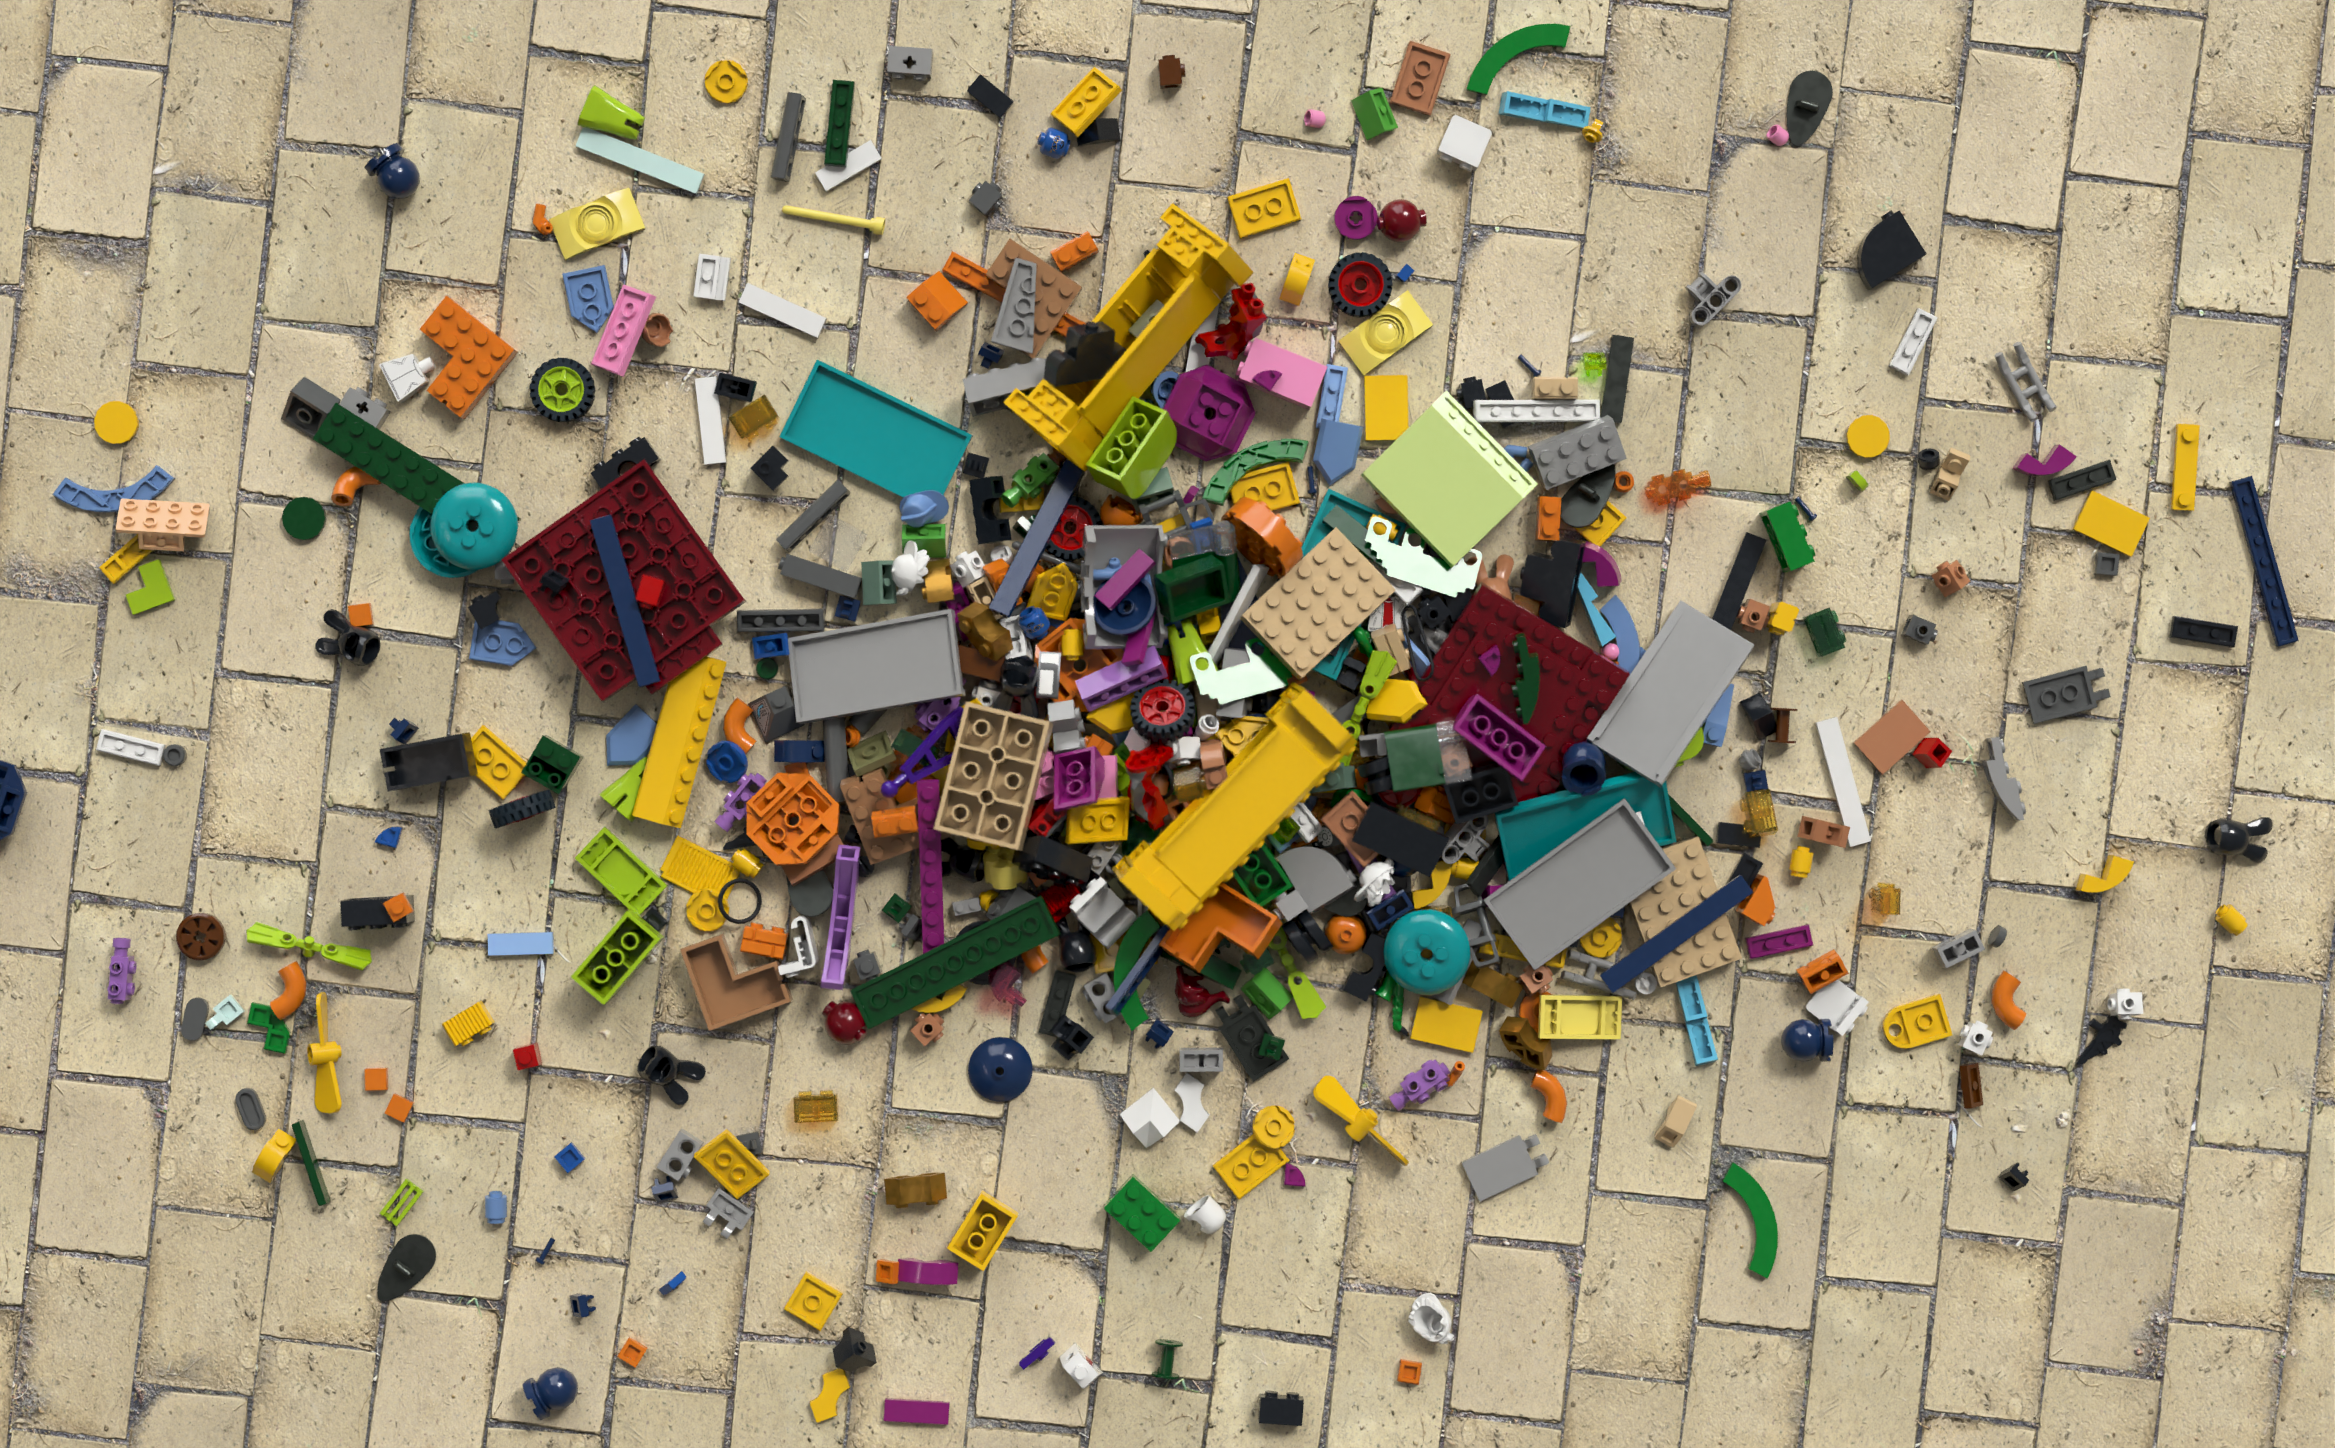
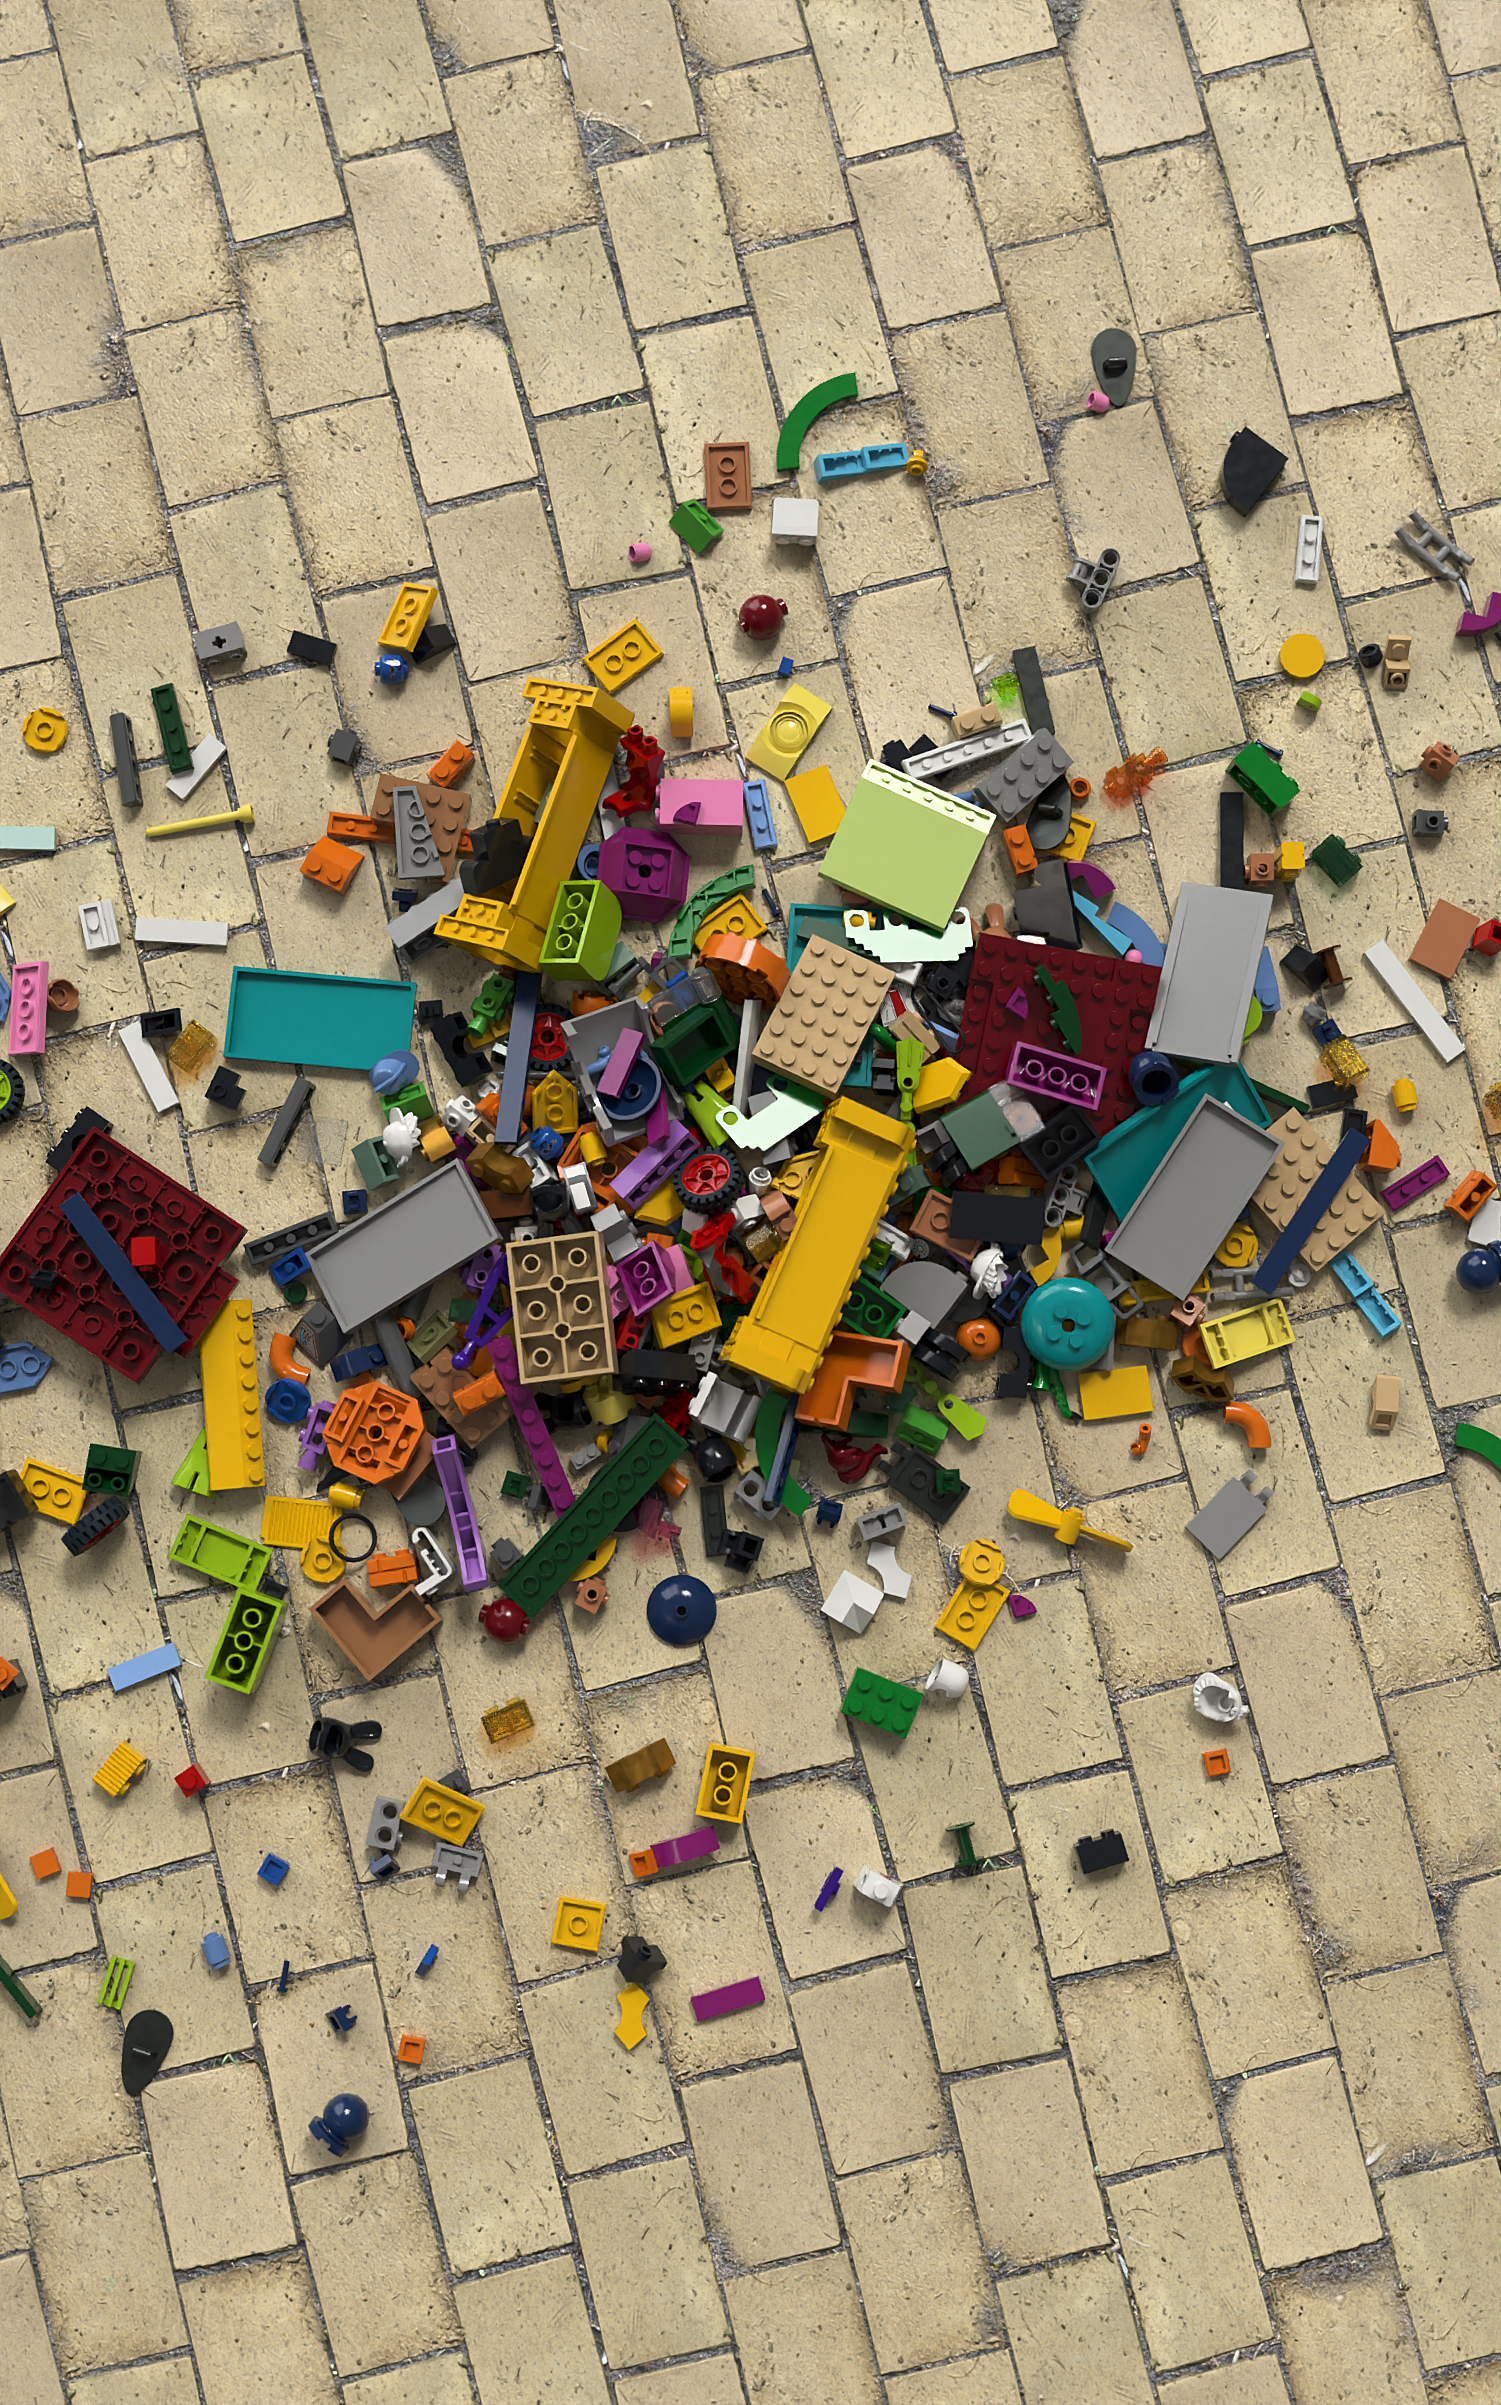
camera: 25 degrees left, 5 degrees down
(630, 738) = (182, 1415): medium blue tile -> none
(820, 575) = (315, 1179): dark grey brick -> none
(1170, 72) = (481, 559): reddish brown brick -> none
(1336, 449) = (784, 862): medium blue tile -> none
(1346, 226) = (704, 627): magenta plate -> none
(1355, 301) = (750, 677): wheel -> none
(1425, 1084) = (1118, 1459): medium lavender brick -> none
(1823, 831) = (1415, 1056): nougat brick -> none

